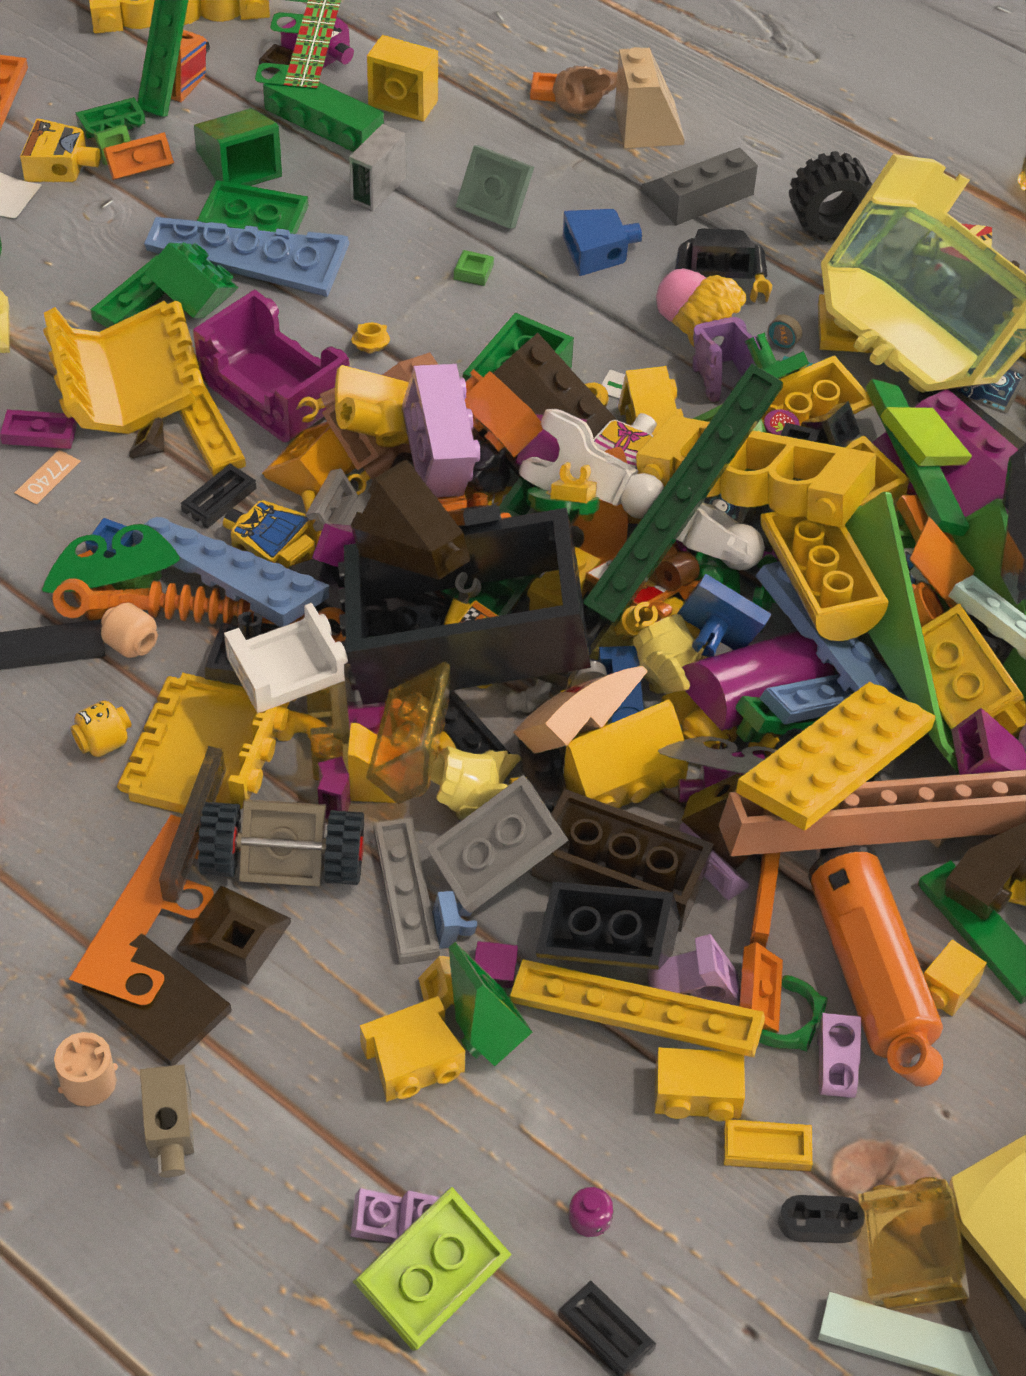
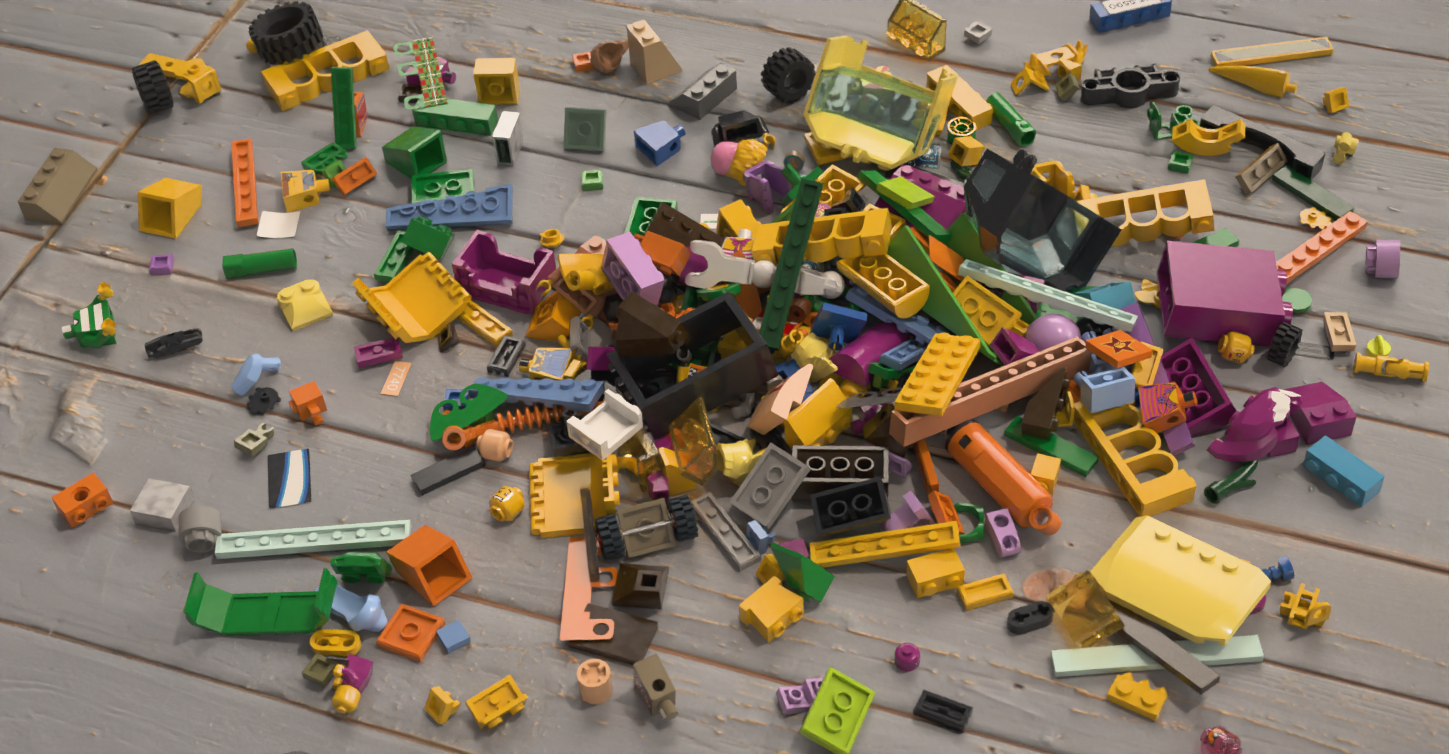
camera: 15 degrees left, 5 degrees down
(475, 514) = (681, 310): black tile -> none
(572, 488) = (724, 281): yellow tile -> none

